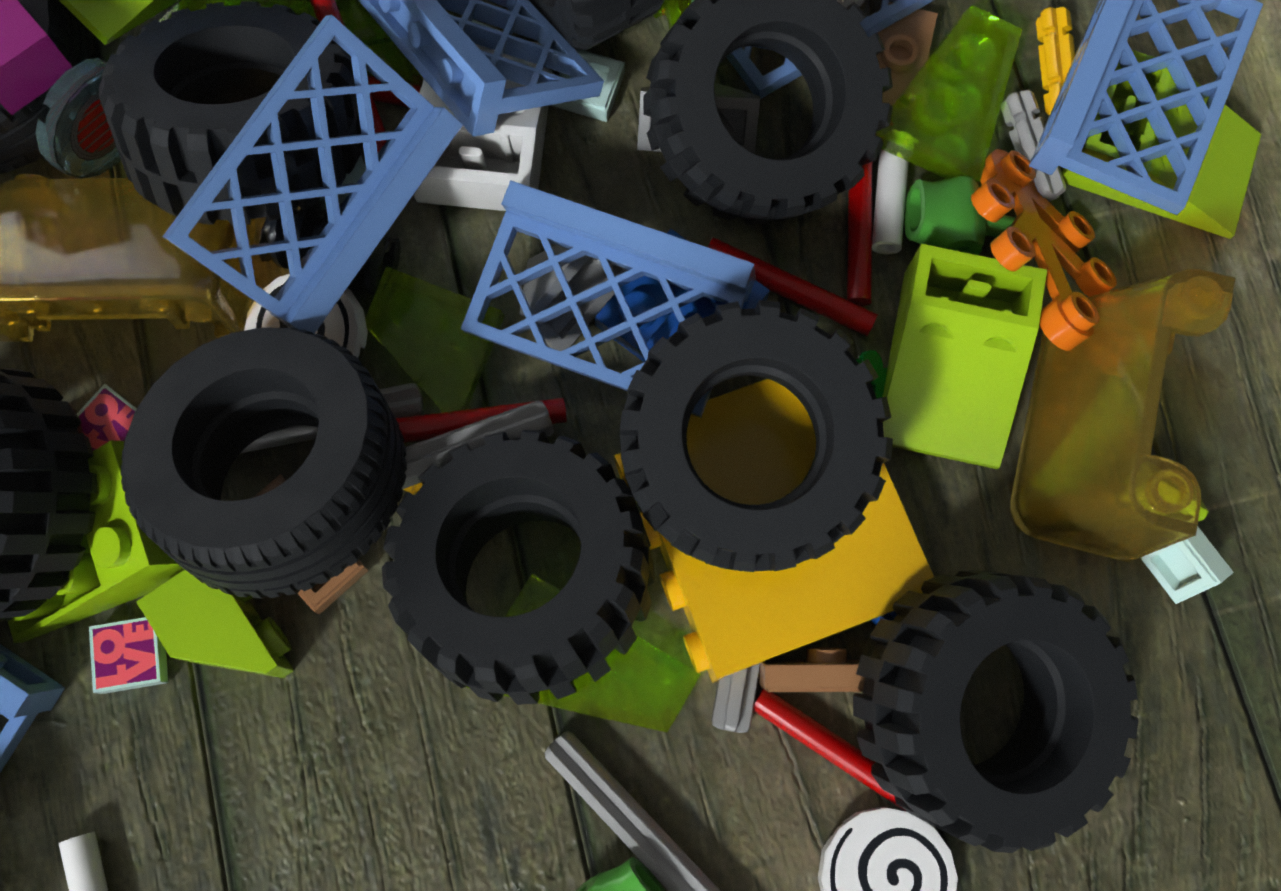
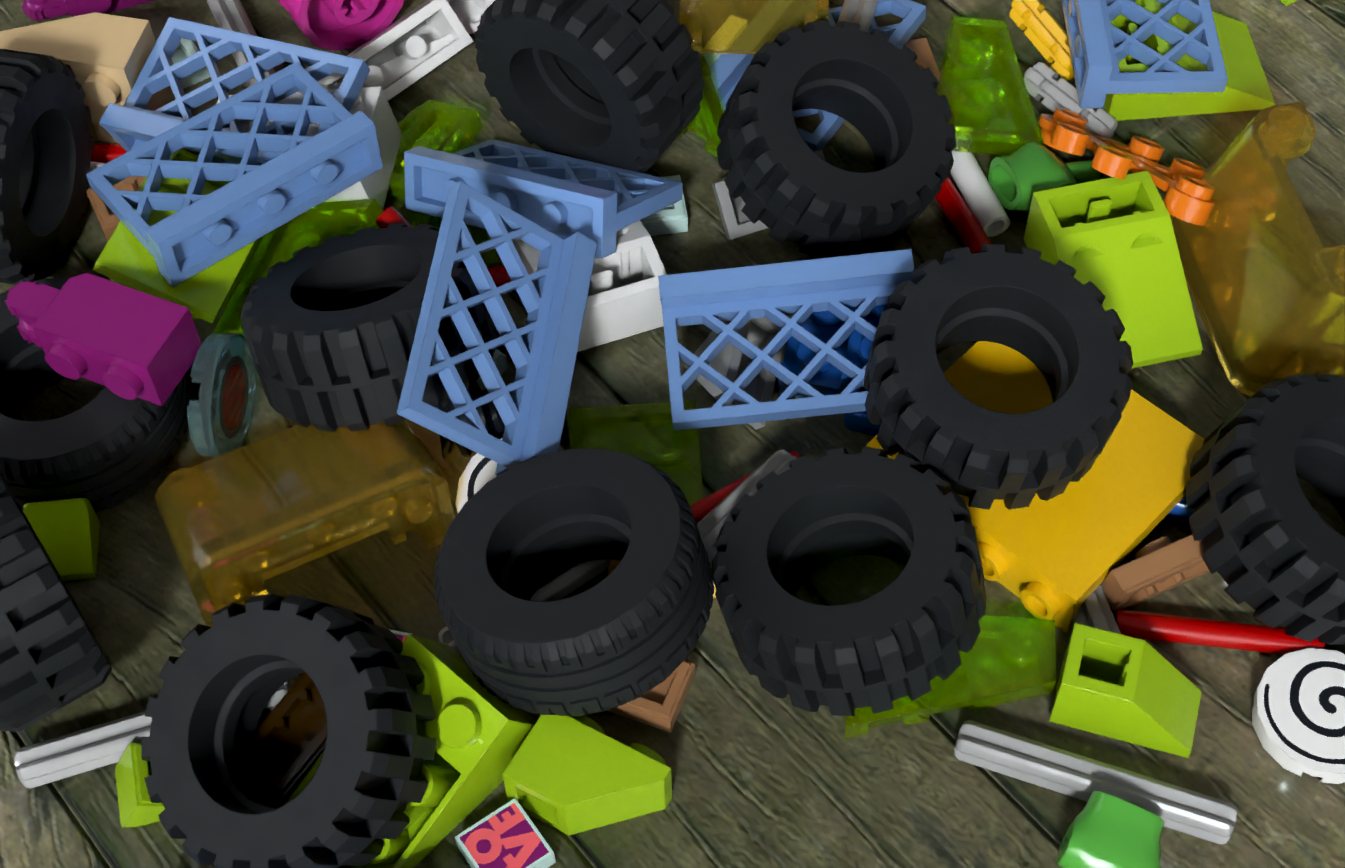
camera: 20 degrees left, 20 degrees down
(716, 783) = (1125, 692): none -> lime slope

